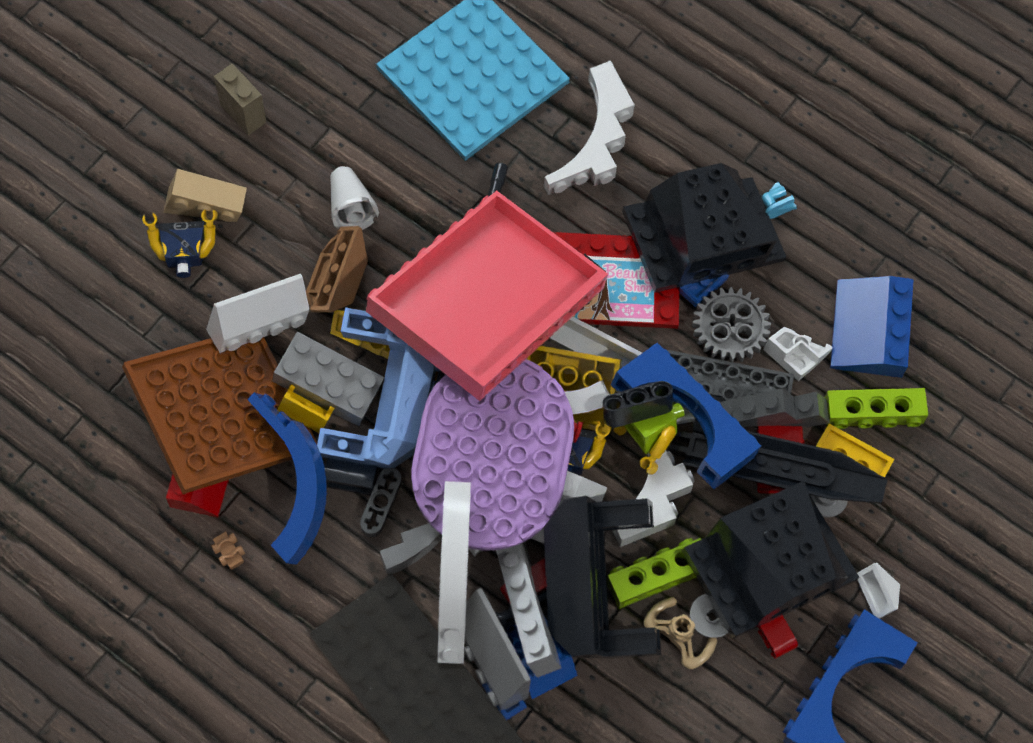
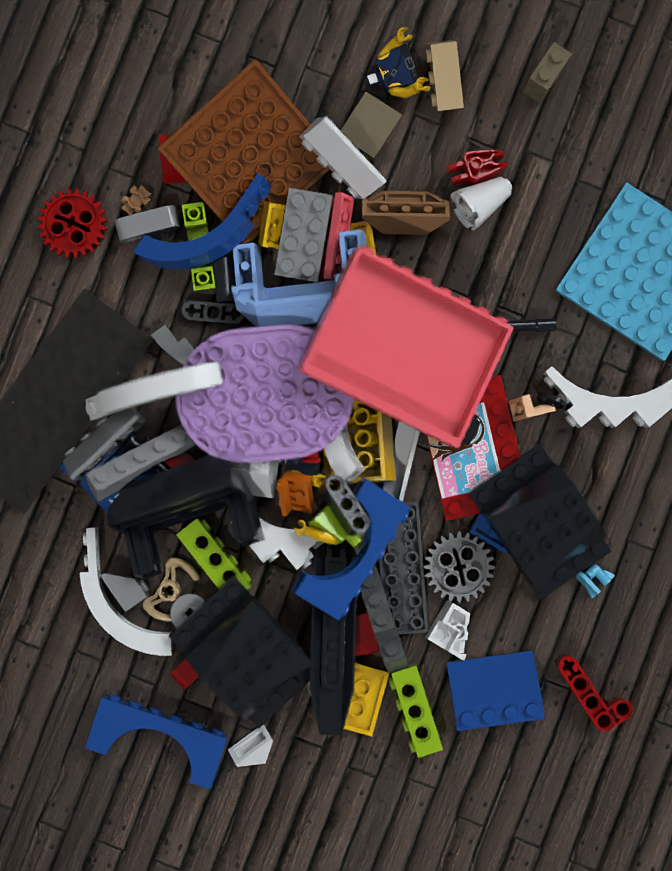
camera: 80 degrees right, 20 degrees up
(228, 277) = (371, 126): none -> dark tan brick
(248, 639) = (80, 206): none -> red gear
(258, 544) = (147, 222): none -> light grey beam
(282, 493) = (197, 226): none -> lime slope
(313, 193) = (477, 167): none -> red hinge
(359, 353) = (339, 221): none -> coral panel
(581, 205) = (522, 406): none -> light nougat piece
(608, 460) = (295, 493): none -> orange bracket
(669, 678) = (126, 589): none -> light grey slope
(687, 710) = (105, 613): none -> white arch
(867, 246) = (588, 690): none -> red beam

